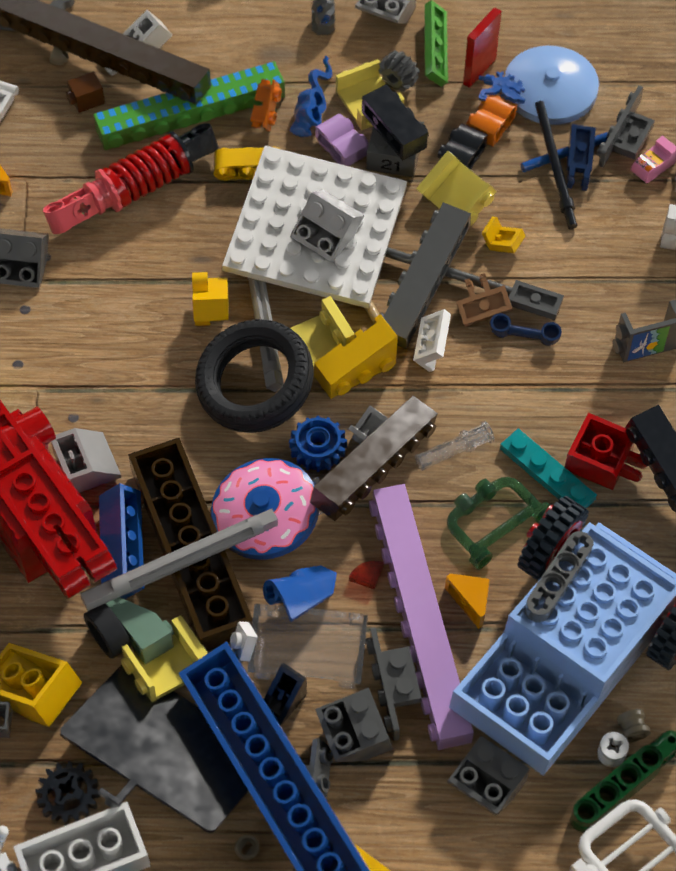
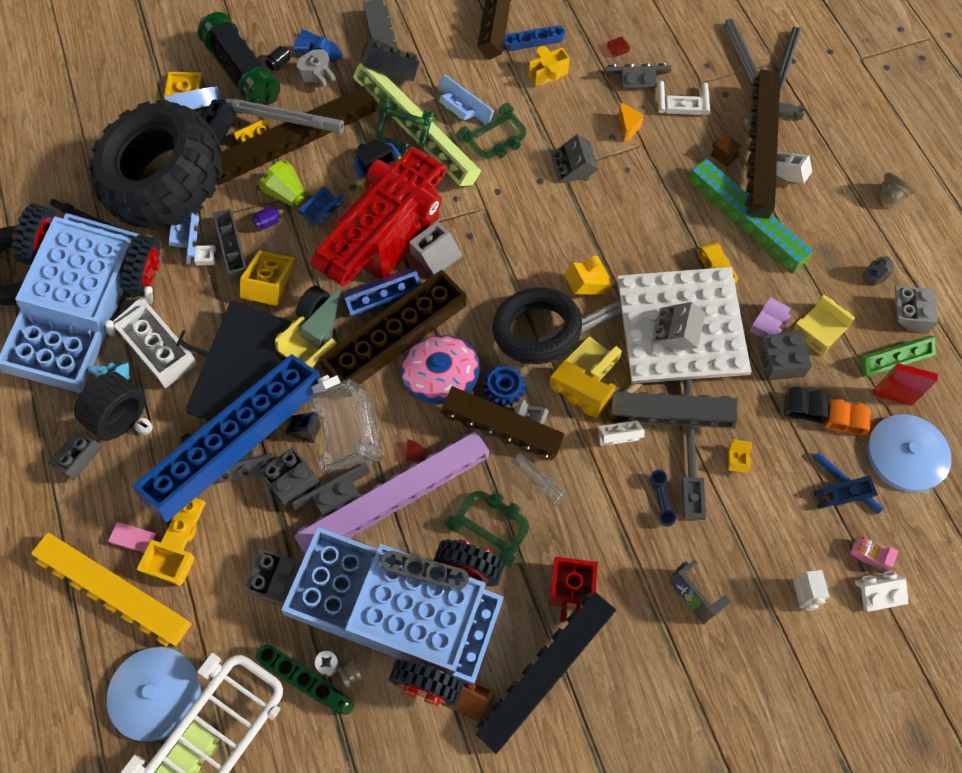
camera: 70 degrees right, 5 degrees up
(63, 781) = (199, 324): black gear -> none
(132, 177) = (668, 201): piece -> none
(178, 559) = (370, 324): light grey piece -> none
(266, 114) = (764, 262): orange hinge -> none
(301, 590) = (381, 411): blue panel -> none
(311, 103) = (794, 288): blue animal -> none
(395, 122) = (795, 343): black brick -> none
(399, 70) = (853, 336): dark grey gear -> none
(456, 186) = (764, 410): light yellow panel -> none
(470, 595) = (417, 527): light orange slope -> none
(483, 305) = (669, 462): medium nougat hinge -> none
(508, 88) = (881, 413): blue piece -> none
(546, 469) = (545, 552): teal plate -> none
(566, 203) = (797, 496): black bar -> none
(629, 132) = (892, 524): dark grey bracket -> none

